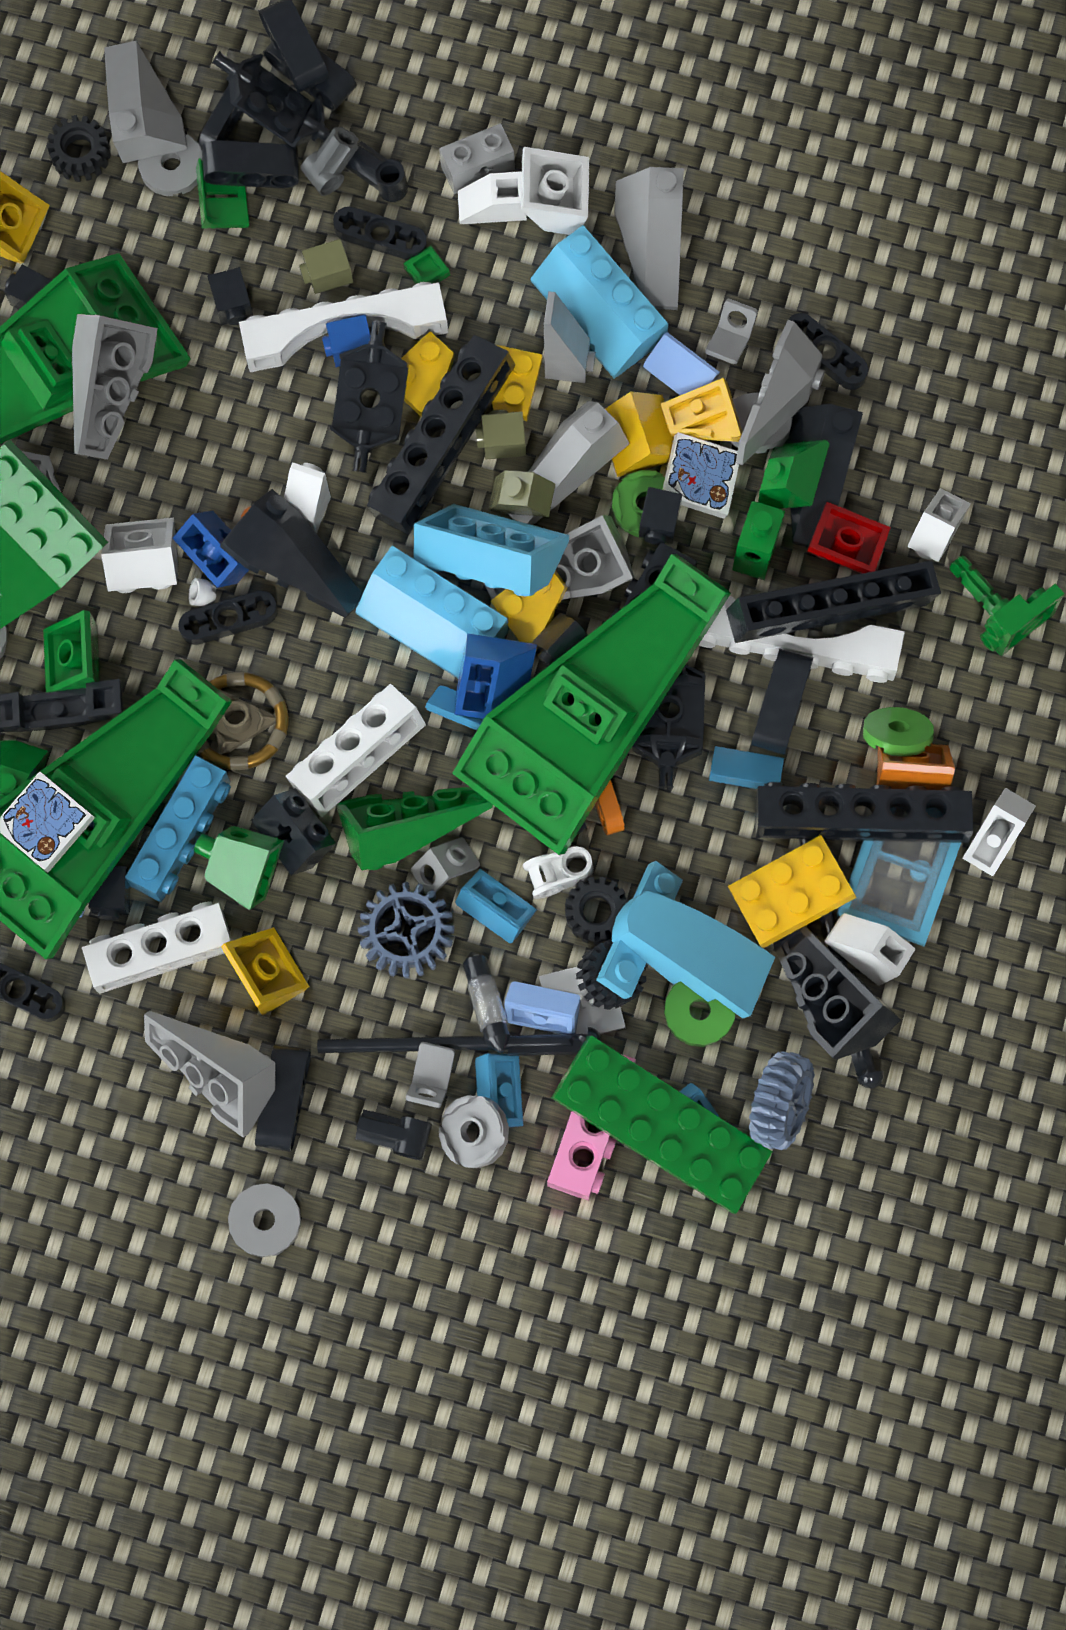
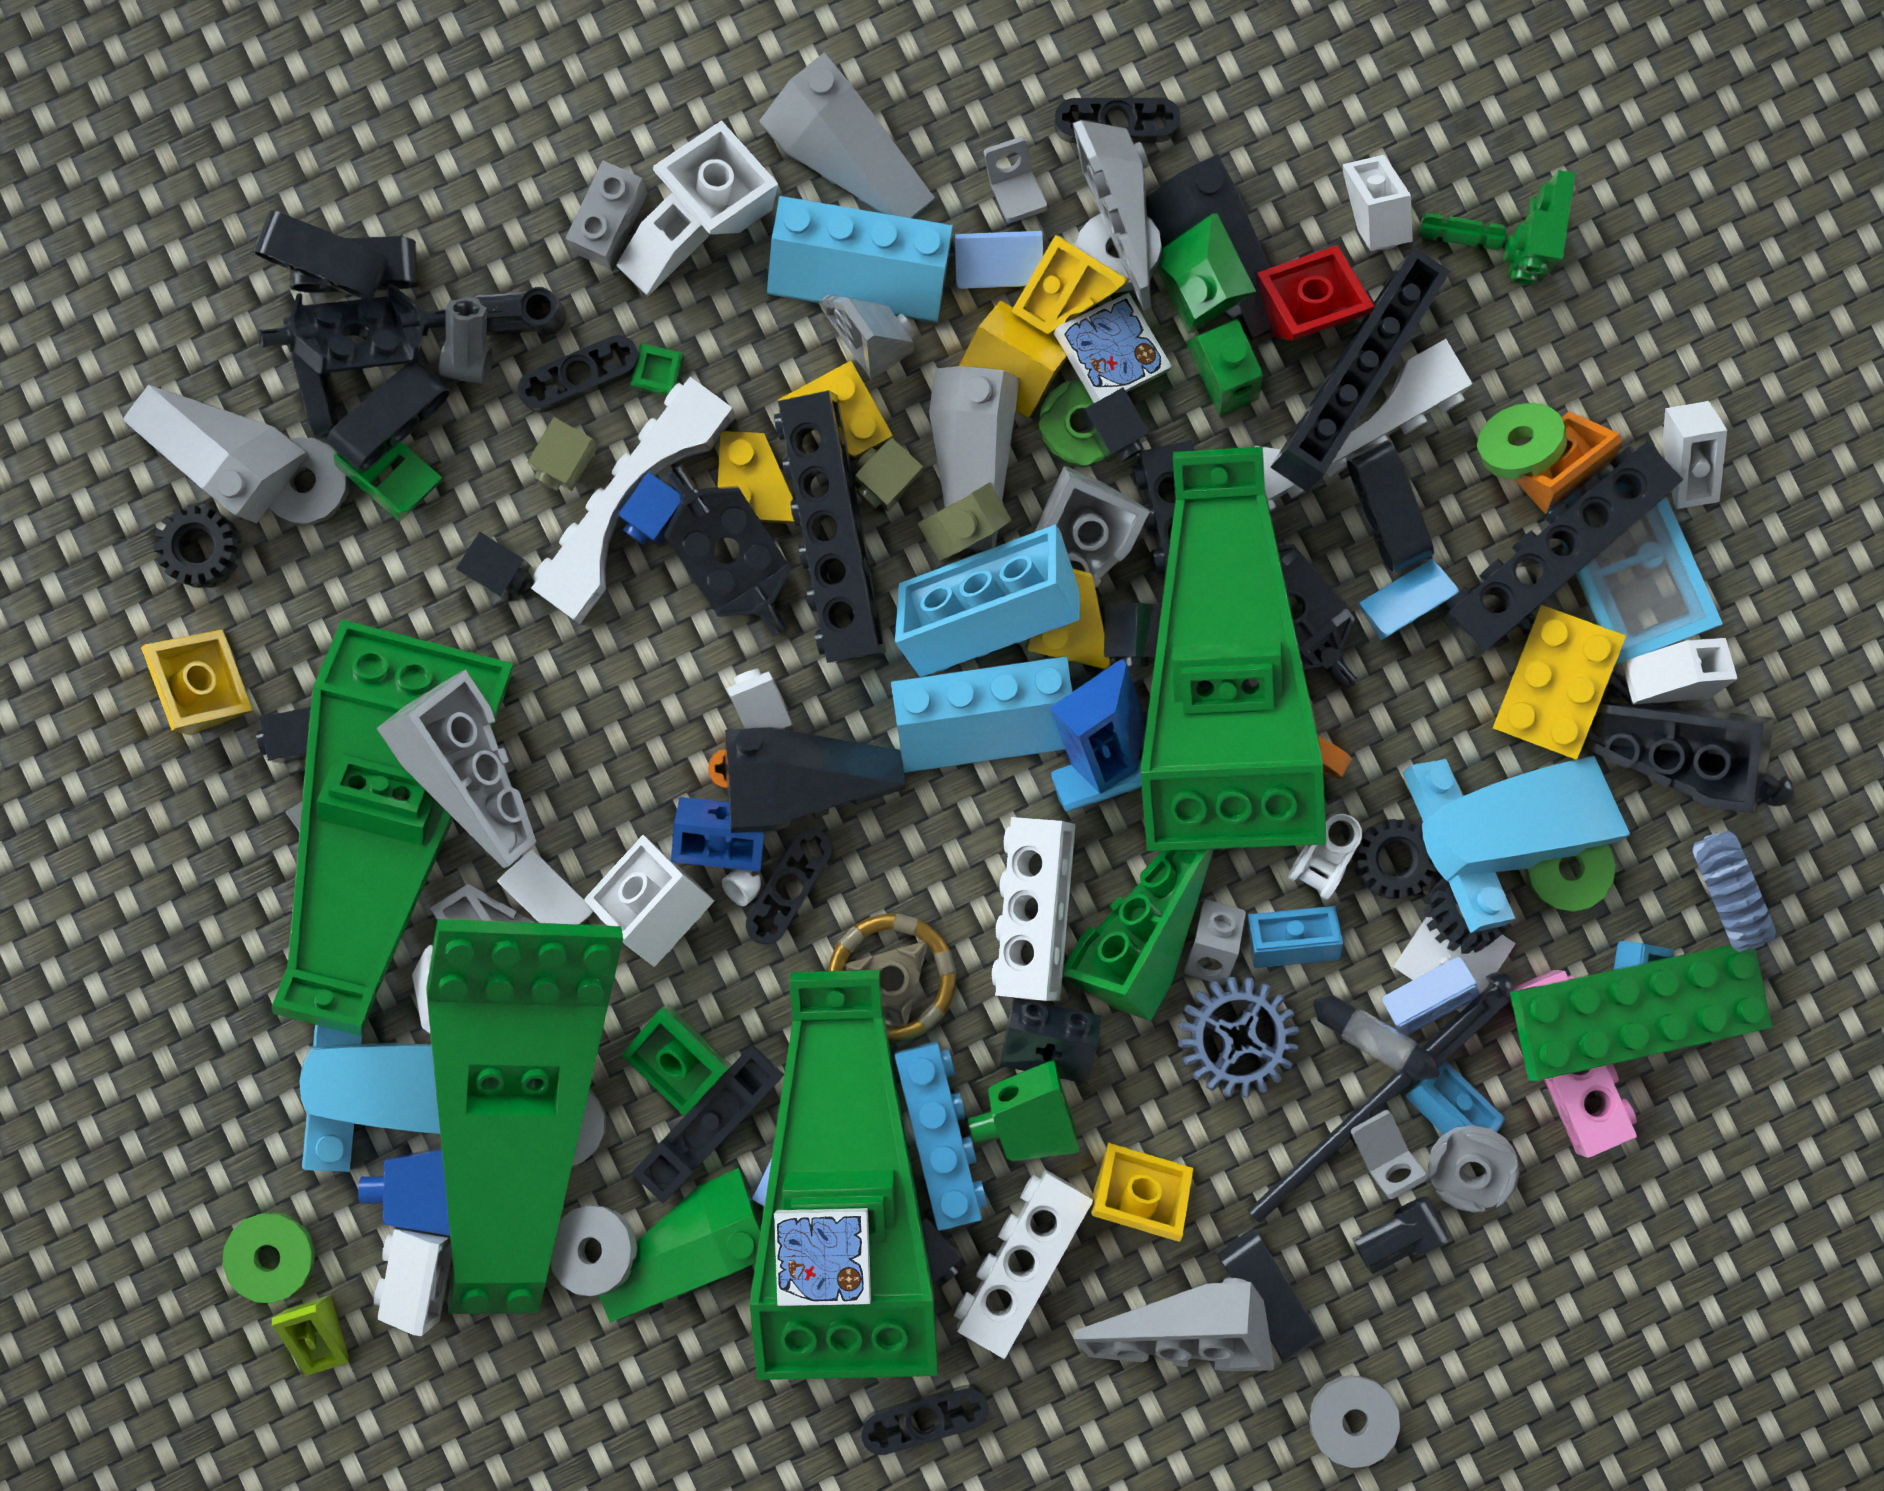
camera: 50 degrees left, 10 degrees up
(87, 494) = (544, 892): none -> white slope

